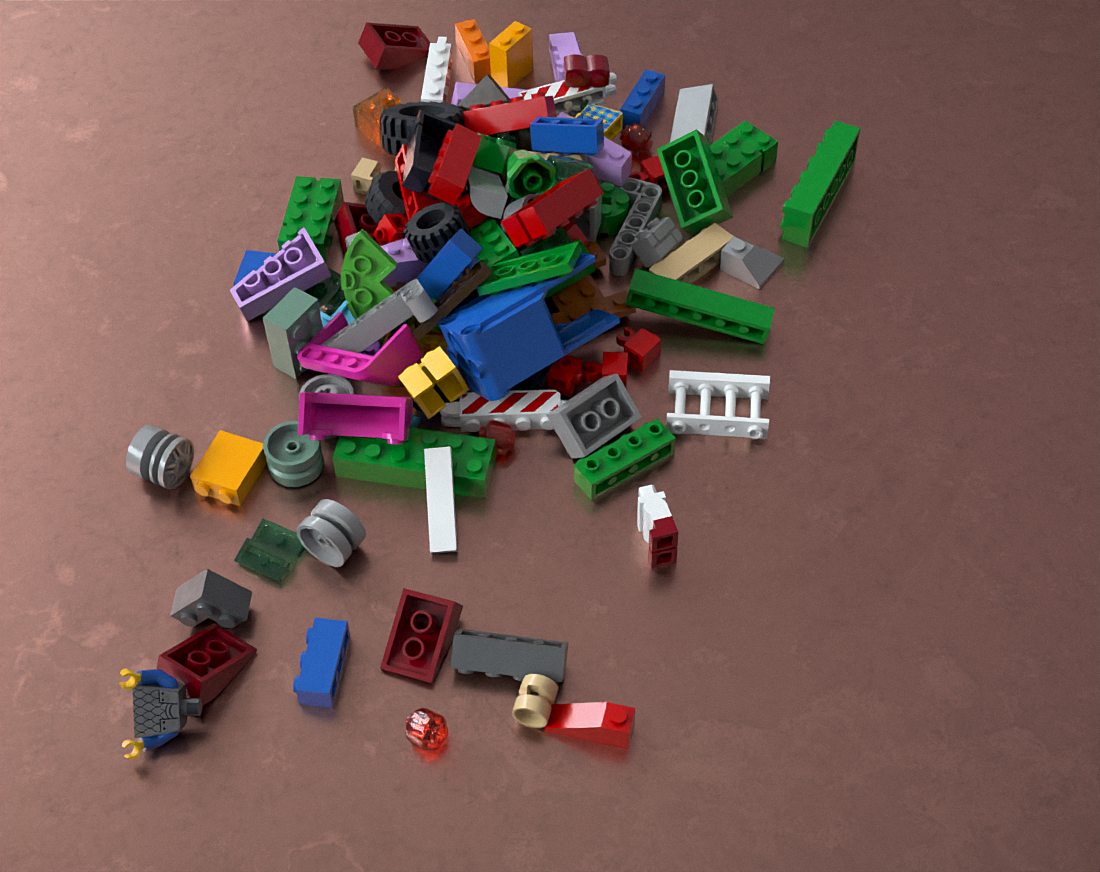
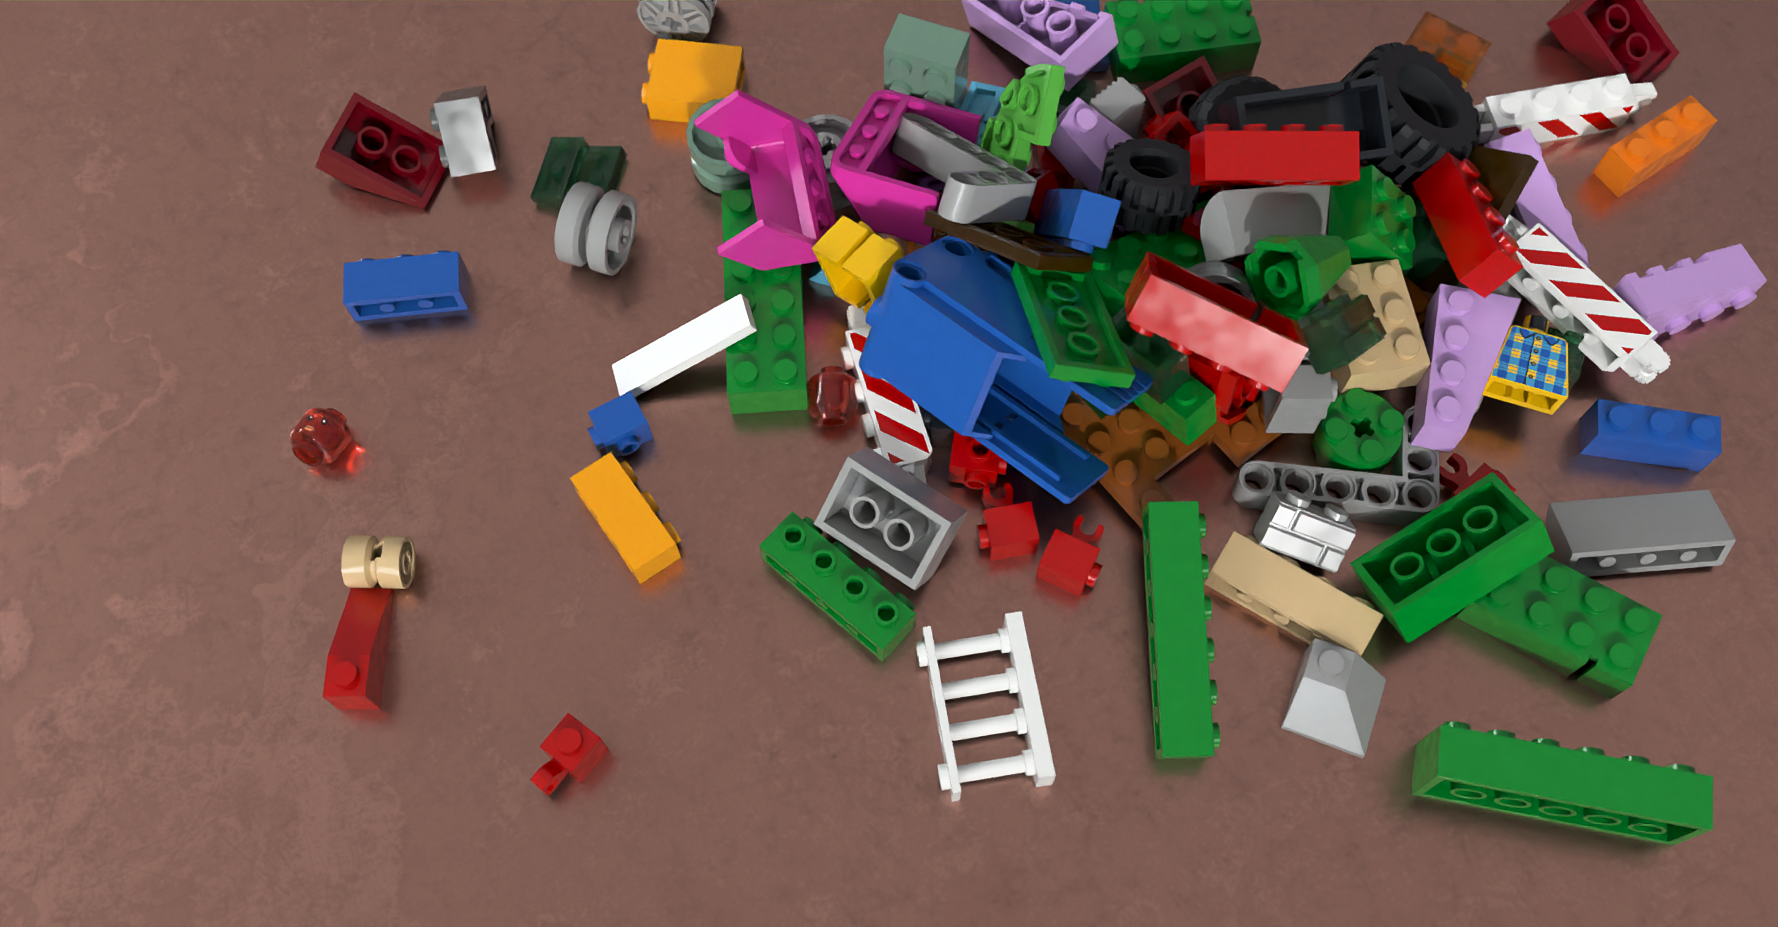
camera: 75 degrees right, 15 degrees up
(158, 708) = (297, 118): torso -> none
(364, 175) = (1300, 71): tan brick -> none
(420, 635) = (471, 390): dark red slope -> none
(479, 551) = (619, 426): none -> blue brick
(508, 655) = (444, 510): dark grey brick -> none
(511, 55) = (1652, 198): light orange brick -> none
(545, 558) = (627, 516): none -> light orange brick
(567, 135) = (1441, 315): blue brick -> none
(585, 71) = (1635, 311): dark red brick -> none
(636, 139) = (1550, 446): clear red head -> none
(657, 527) = (706, 657): hips -> none
(695, 609) = (572, 751): none -> red brick

